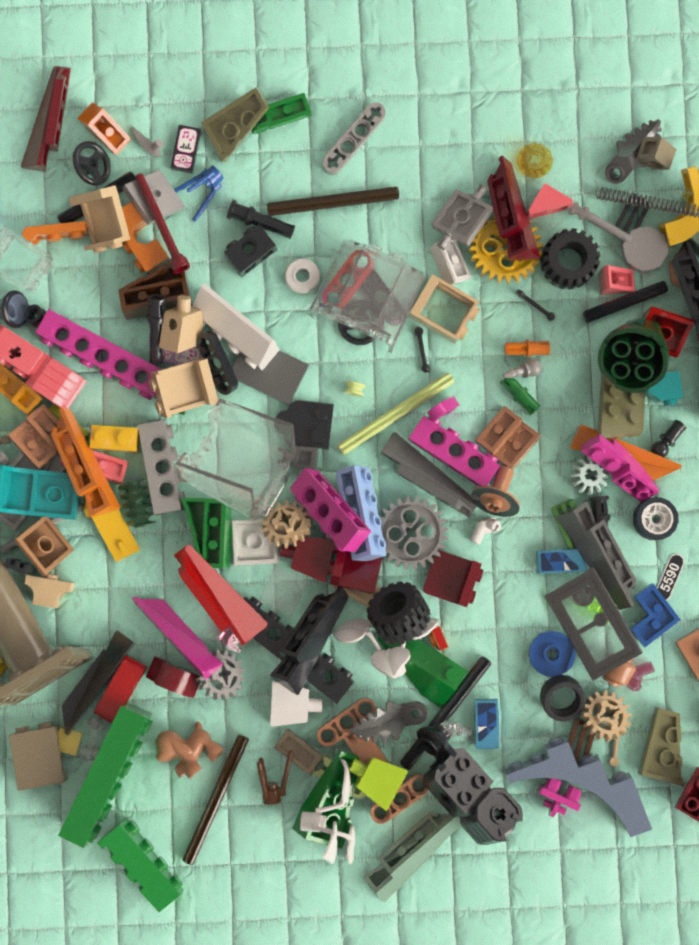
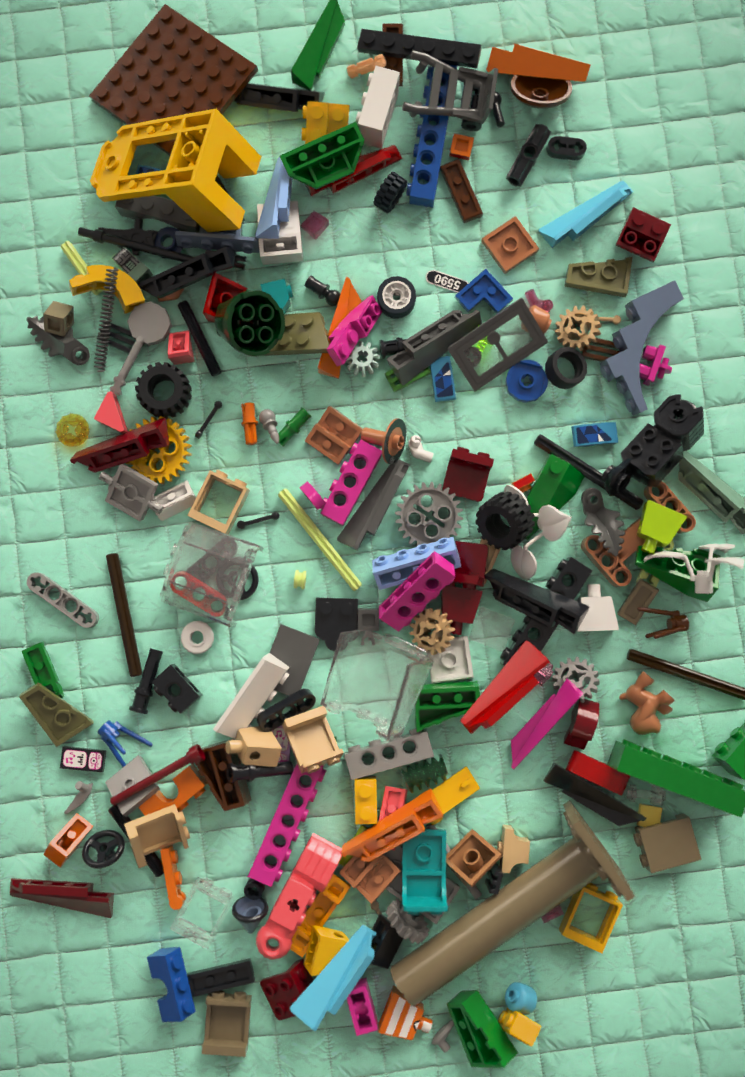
camera: 90 degrees left, 0 degrees up
(456, 729) = (603, 460): clear arm -> none

